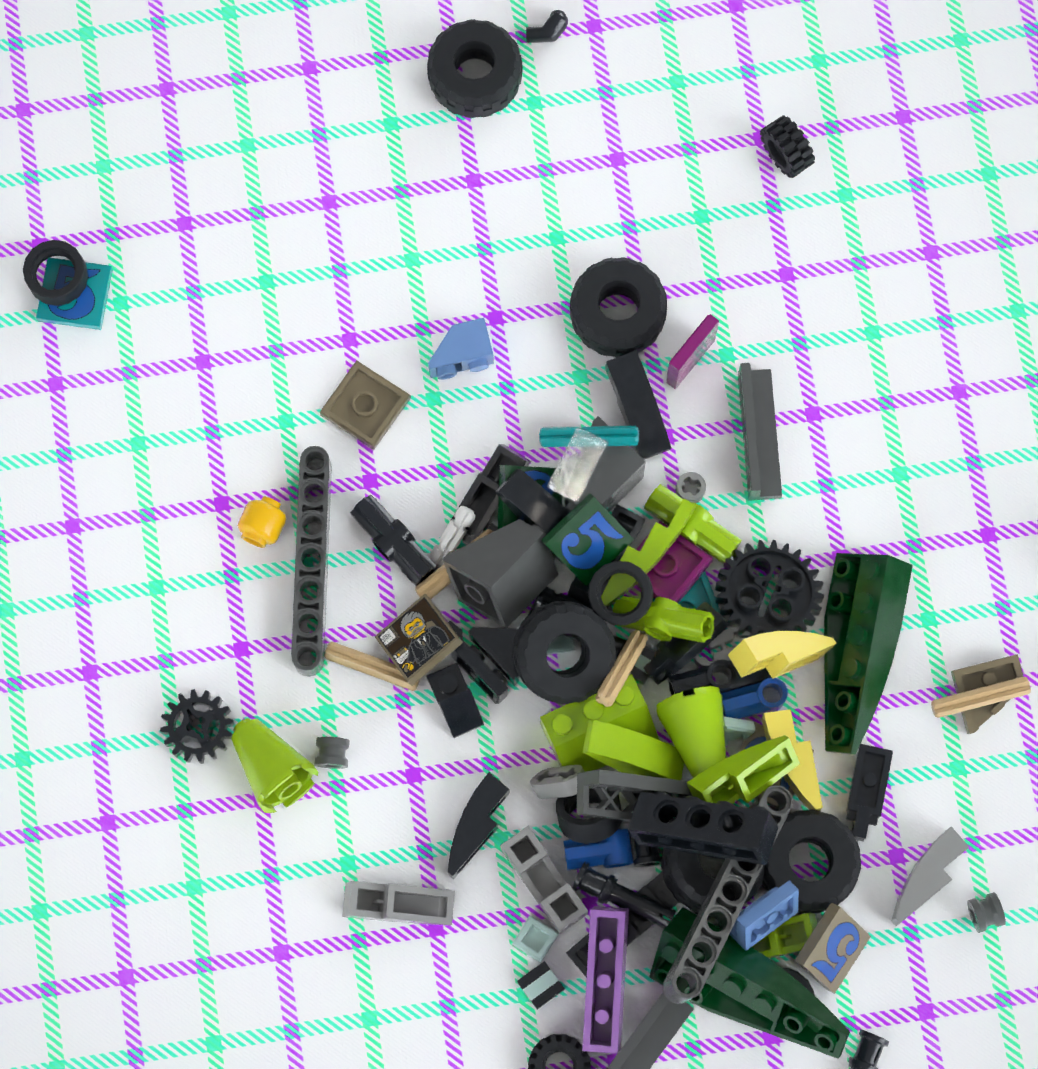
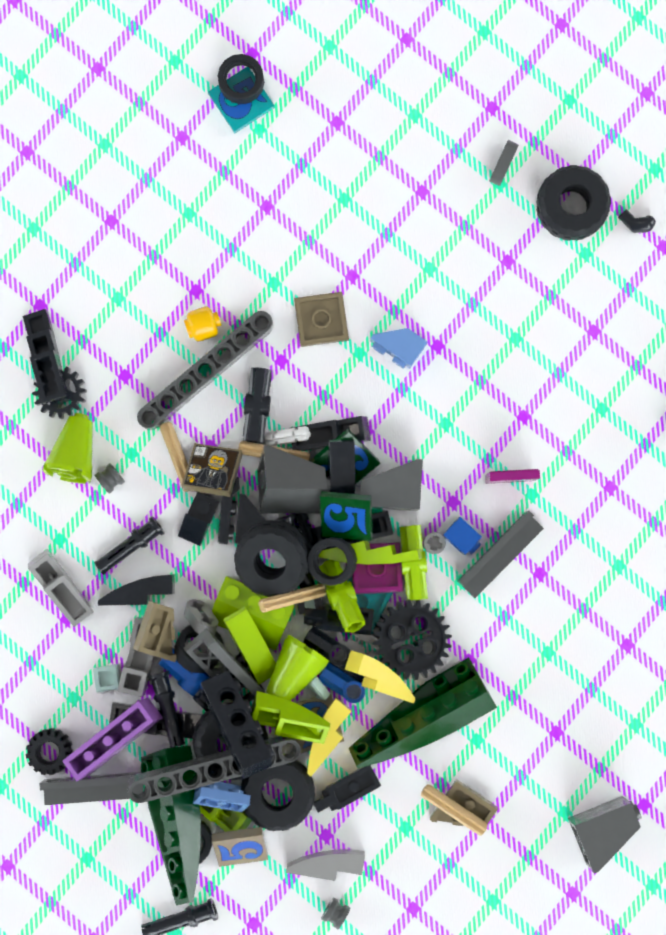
camera: 50 degrees right, 10 degrees up
(148, 705) = (44, 356): none -> black slope
(374, 100) = (503, 162): none -> dark grey beam
(420, 779) = (138, 538): none -> black pin
(535, 832) = (157, 632): none -> dark tan wing
(540, 985) = (84, 703): tile -> none
(577, 464) = (381, 474): clear plate -> none
(613, 434) = (404, 465): teal axle -> none
(623, 278) = (522, 397): black tyre -> none
(638, 403) = (455, 472): black slope -> none
(709, 453) = (463, 537): none -> blue brick

